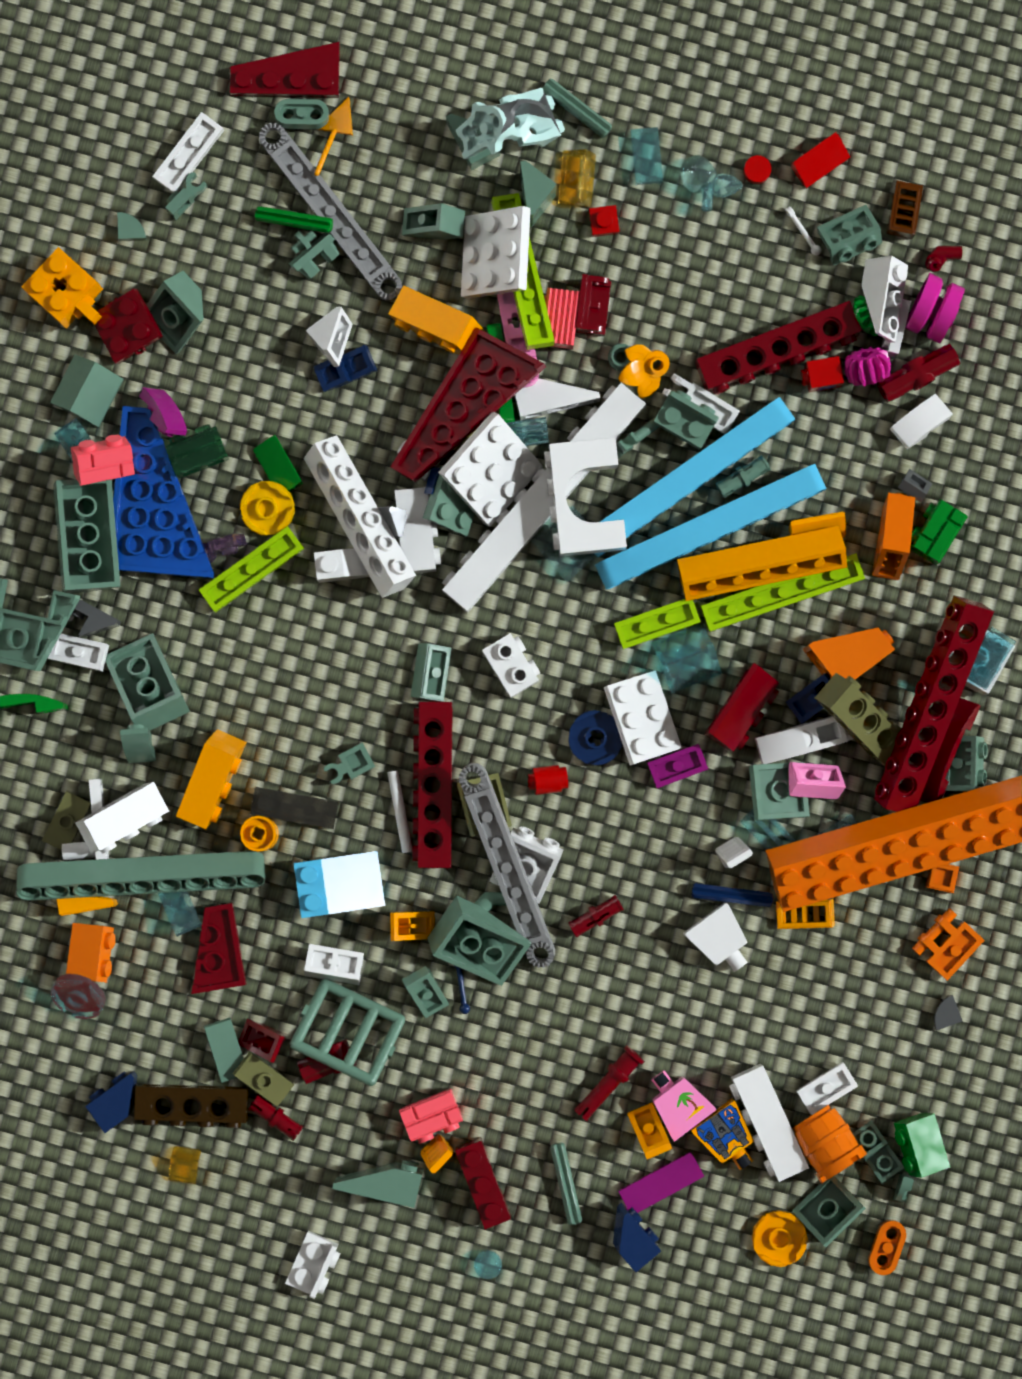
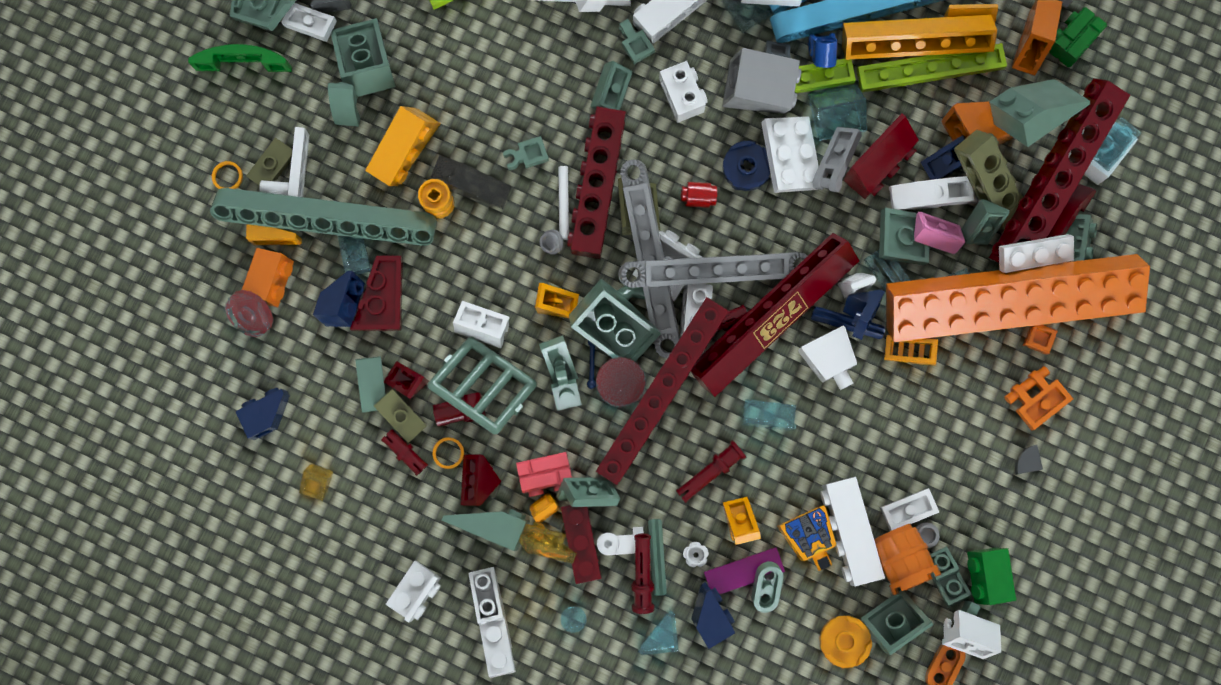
camera: 20 degrees right, 5 degrees down
(5, 838) = (223, 164): none -> light orange piece
(122, 818) = (317, 163): white brick -> none
(148, 1095) = (294, 414): dark brown brick -> none
(174, 965) = (339, 301): none -> dark blue slope
(307, 1109) = (435, 449): none -> light orange piece
(339, 884) = (497, 255): slope -> none
(359, 1134) = (477, 480): none -> dark red slope
(394, 859) = (551, 242): none -> light grey plate
(402, 1283) = (492, 622): none -> white slope
(437, 1022) = (565, 391): none -> plate
(446, 1193) = (546, 543): none -> clear yellow slope
(451, 619) = (636, 44): none -> sand green plate
(482, 1130) = (588, 492): none -> sand green bracket
(496, 1002) = (620, 382): none -> clear light blue tile
(526, 1177) = (615, 545): none -> white leg
(543, 1008) = (662, 390): none -> dark red brick
(556, 1217) = (642, 585): none -> dark red pin
(565, 911) = (692, 300): none -> white bracket
(579, 866) = (710, 269): none -> light grey plate
(585, 1268) = (662, 638): none -> clear light blue slope
(597, 645) = (761, 82): none -> light grey slope
(609, 604) = (777, 49): none -> dark grey plate
(612, 1179) = (702, 554): none -> white plate
(650, 901) = (774, 314): none -> dark red brick
(660, 595) = (823, 50): none -> blue piece
(662, 1011) = (769, 415): none -> clear light blue panel
(677, 766) = (815, 202): magenta plate -> none
(679, 1104) = (772, 501): bright pink torso -> none
(688, 1193) = (767, 584): none -> sand green plate
(692, 718) = (837, 159): none -> light grey plate
(746, 879) = (863, 308): none -> dark blue slope
(850, 1110) = (928, 533): none -> light grey plate
(861, 764) = (983, 223): none -> sand green slope
(896, 641) = (1035, 109): none -> sand green slope
(909, 1210) = (972, 635): none -> white hinge
(921, 791) = (1036, 253): none -> white plate

